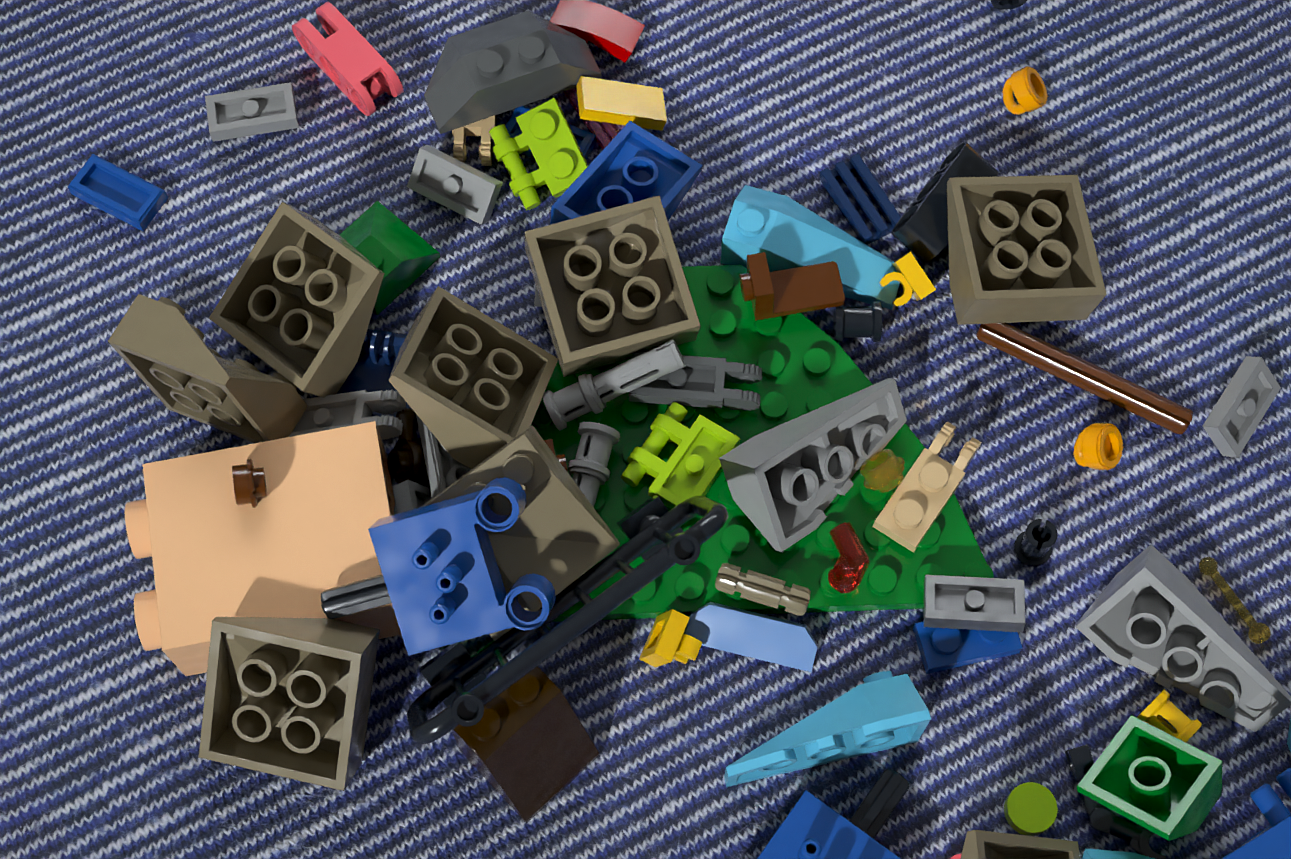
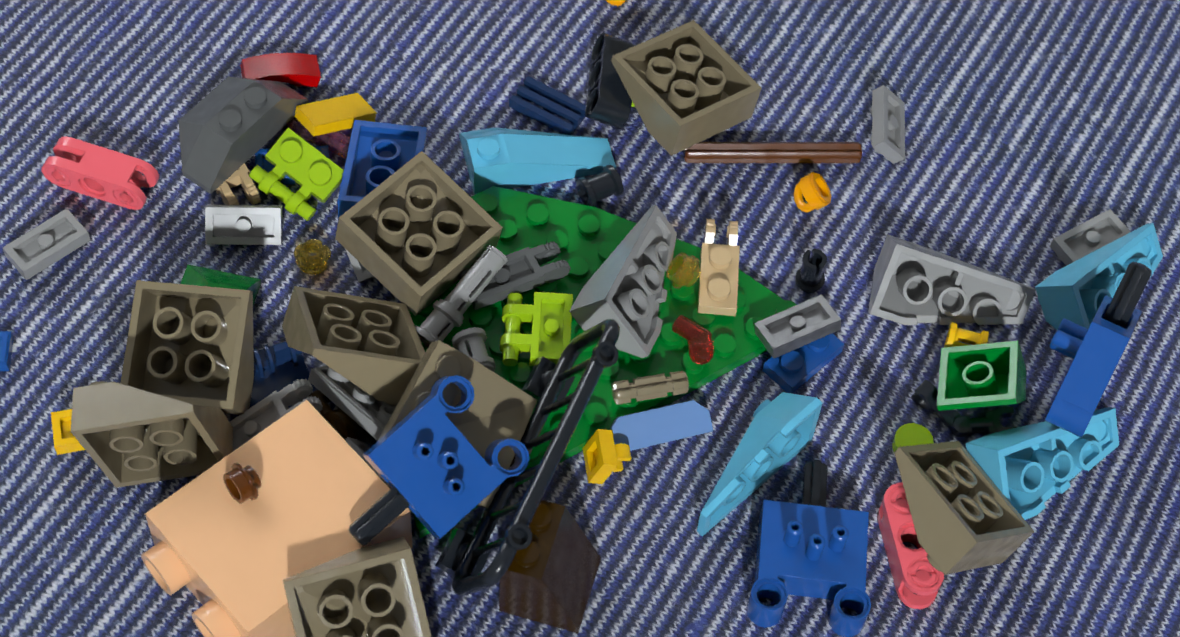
camera: 35 degrees left, 10 degrees down
(509, 262) = (312, 264): none -> clear yellow plate
(790, 289) = (544, 183): reddish brown bracket -> none
(912, 279) = (621, 139): yellow tile -> none
(1258, 631) = (984, 261): clear yellow hinge -> none

